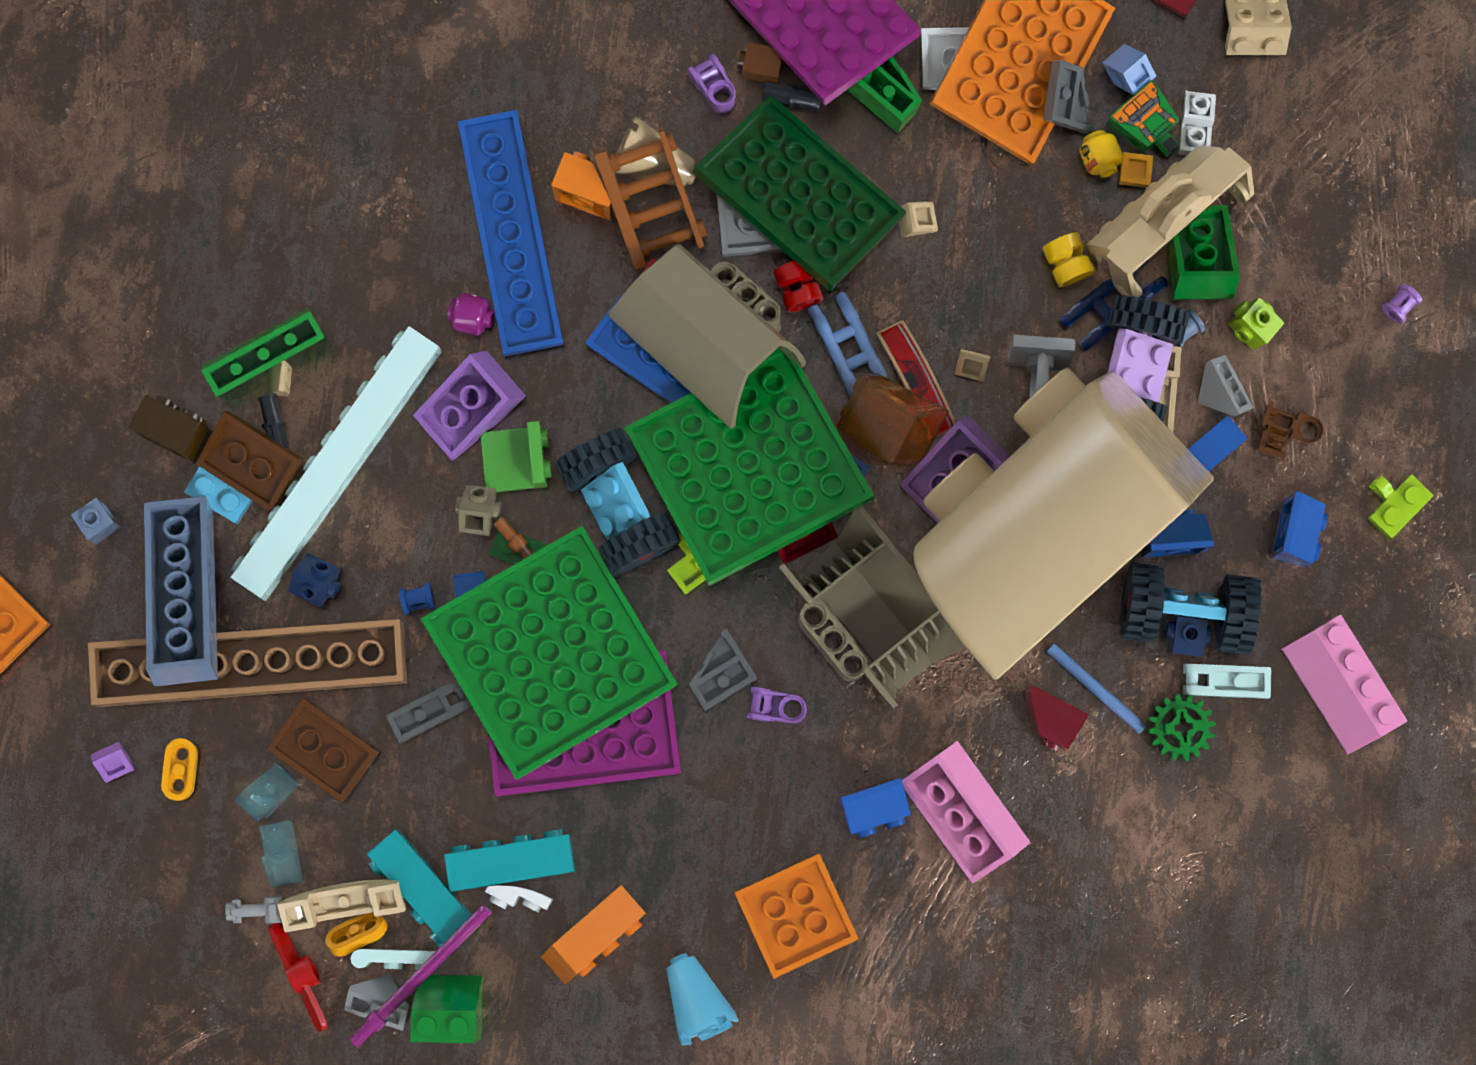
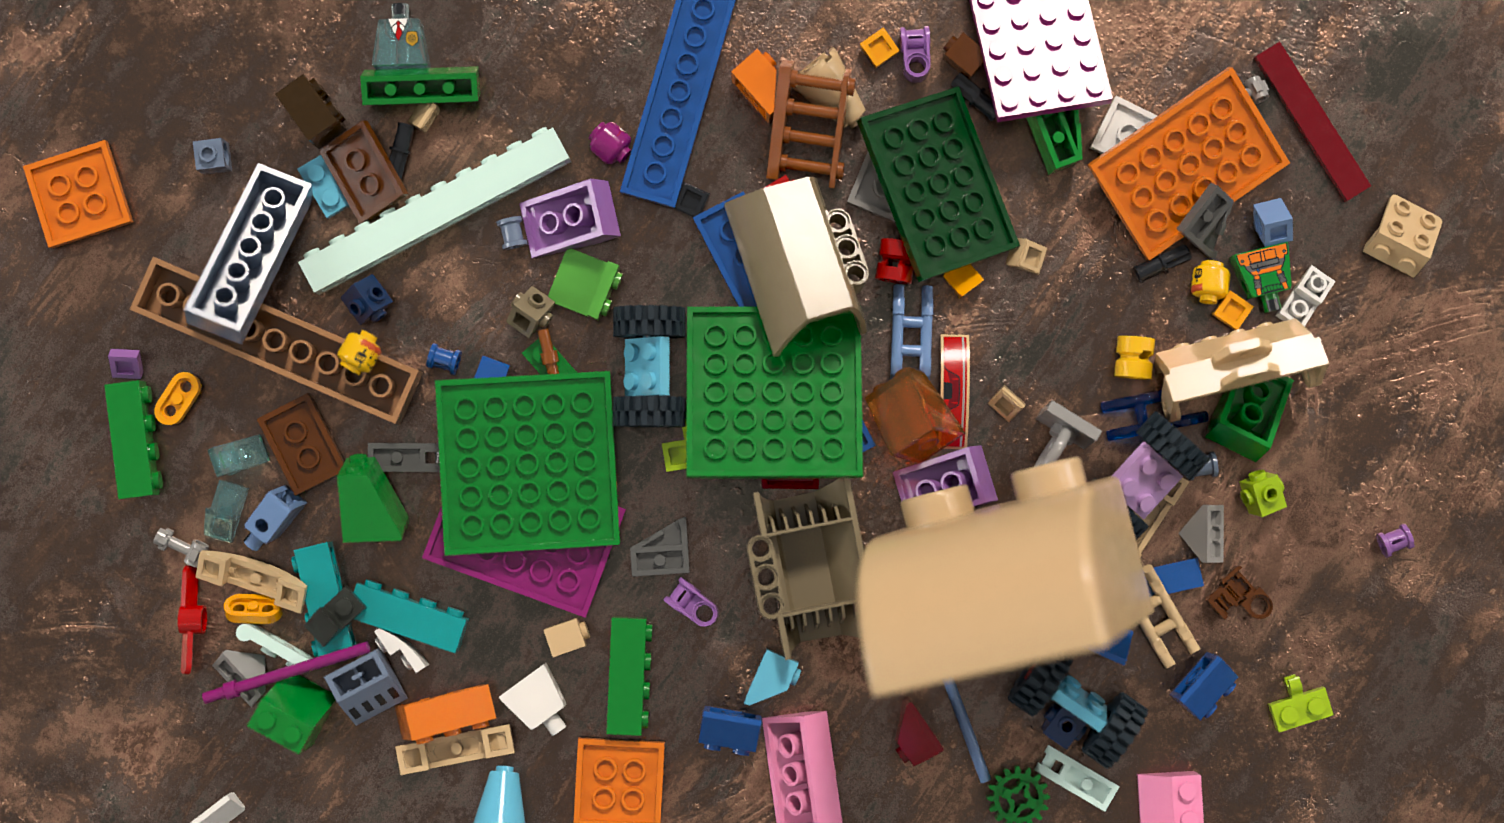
camera: 30 degrees right, 5 degrees up
(156, 831) = (132, 439): none -> green brick
(221, 321) = (400, 41): none -> clear light blue torso
(334, 629) = (359, 352): none -> yellow head
(334, 822) = (272, 516): none -> medium blue torso
(416, 769) = (368, 502): none -> green slope
(420, 446) = (512, 233): none -> sand blue bush
(439, 896) = (334, 616): none -> pearl dark grey slope
(504, 950) = (366, 687): none -> sand blue slope
(575, 329) = (691, 200): none -> black tile
(621, 965) = (455, 749): none -> tan slope
(672, 800) = (566, 636): none -> tan brick
(676, 877) = (537, 700): none -> white torso
(677, 97) = (879, 48): none -> light orange plate
(750, 808) = (627, 675): none -> green brick
(870, 271) = (963, 280): none -> light orange slope
(888, 736) = (772, 677): none -> medium azure slope
(1047, 160) = (1162, 263): none -> black axle
(1238, 486) = (1174, 621): none -> tan piece

